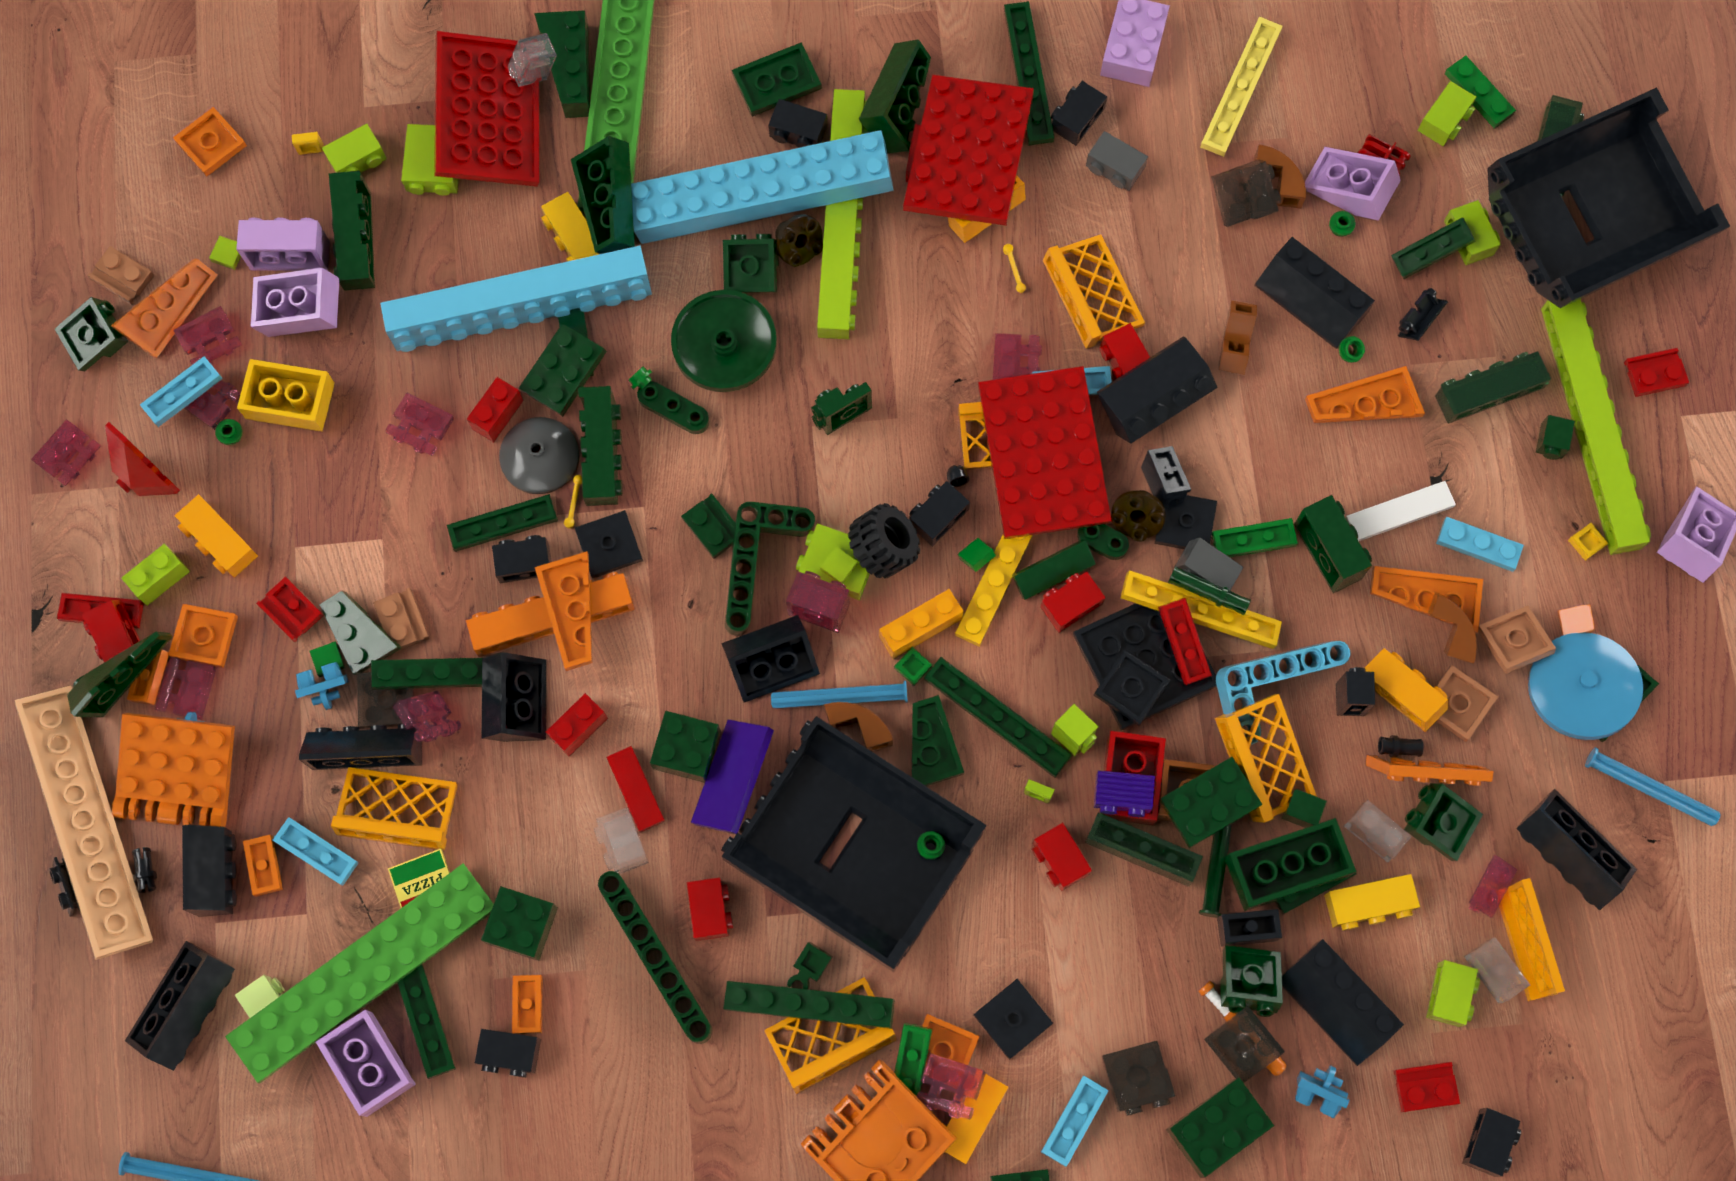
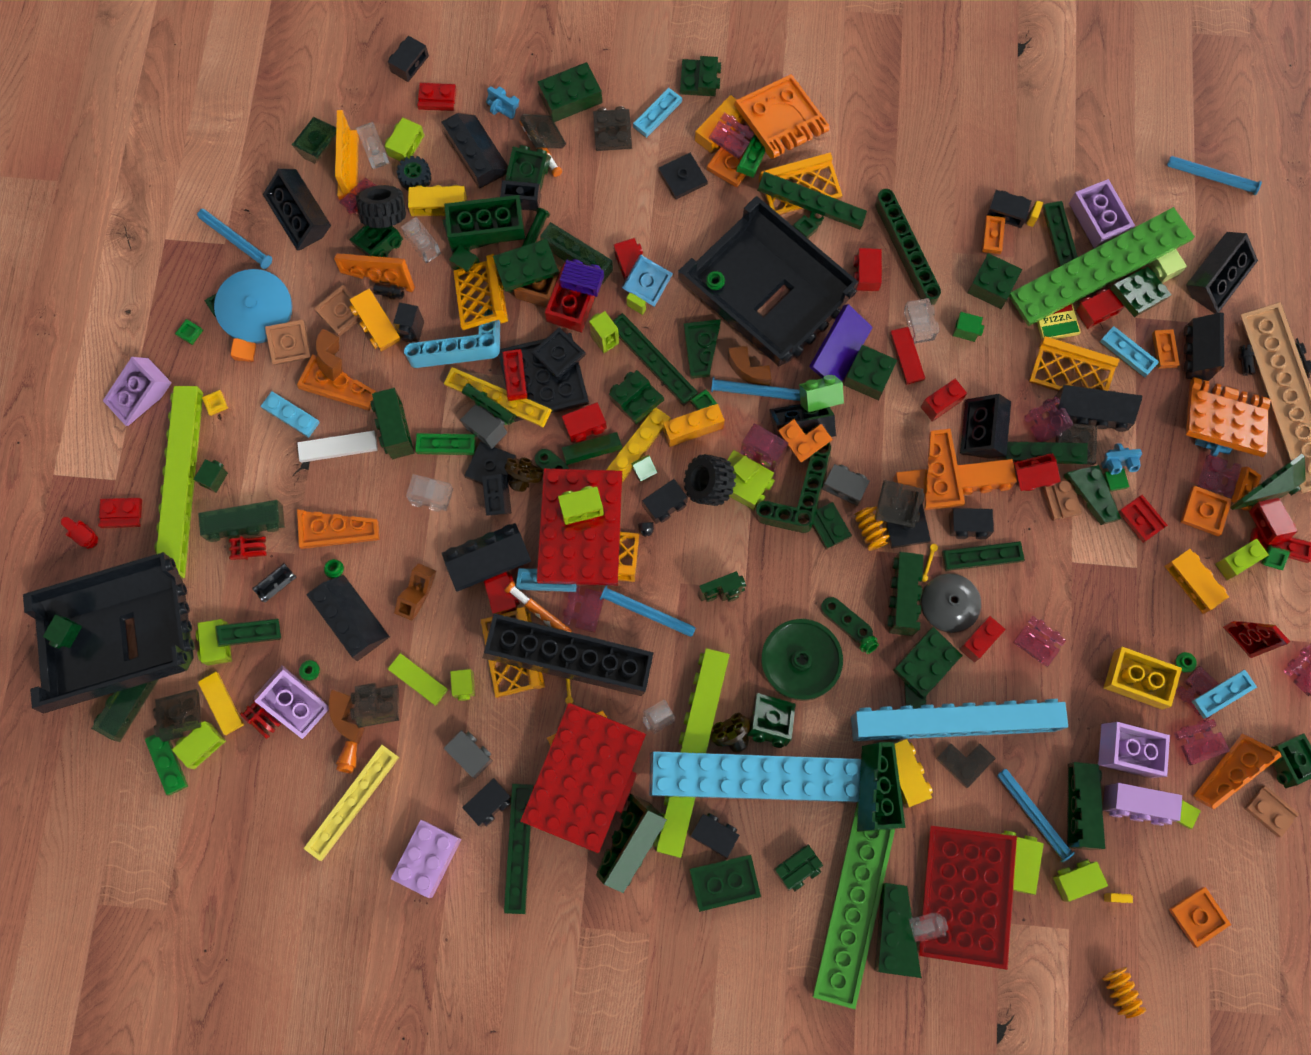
camera: 170 degrees left, 0 degrees up
(108, 588) = (1277, 557): none -> green tile
(297, 44) = (1124, 992): none -> light orange piece
(302, 942) = (1140, 291): none -> plate
(360, 911) = (1099, 308): none -> red brick
(412, 217) = (1035, 815): none -> dark azure axle
(439, 638) = (1037, 472): none -> red brick
(467, 1050) = (1034, 213): none -> yellow tile
(501, 257) = (964, 768): none -> clear smoke plate
(551, 844) = (968, 327): none -> green brick
(622, 551) = (899, 503): none -> clear smoke plate
(654, 529) = (871, 528): none -> light orange piece
(692, 108) = (798, 868): none -> dark green brick
(697, 581) = (846, 484): none -> dark grey brick
(750, 697) = (821, 393): none -> bright green brick
(764, 611) = (801, 444): none -> orange plate
(891, 237) = (658, 717): none -> clear brick
(931, 366) = (647, 611): none -> dark azure axle
(1009, 651) = (635, 396): none -> dark green plate
(1021, 282) = (568, 655): none -> black brick
(1030, 824) = (647, 280): none -> dark azure tile
(1048, 467) = (580, 505): none -> lime brick
(1070, 338) = (536, 609): none -> orange piece
(1145, 239) = (462, 684): none -> lime brick
(1203, 238) = (418, 679): none -> lime tile
(1256, 467) = (429, 493): none -> clear brick
(1262, 129) = (347, 758): none -> orange cone
(1427, 933) = (411, 167): none -> black wheel
(1439, 168) = (221, 703): none -> yellow tile
(1462, 880) = (381, 206): none -> black tyre
(1472, 355) = (248, 547): none -> red arm
(1484, 136) = (177, 714): none -> clear smoke plate
(1585, 958) = (314, 139): none -> clear green slope
(1662, 196) = (62, 632): none -> dark green brick
(1662, 635) = (189, 332): none -> green tile
(1698, 334) = (80, 533): none -> red arm

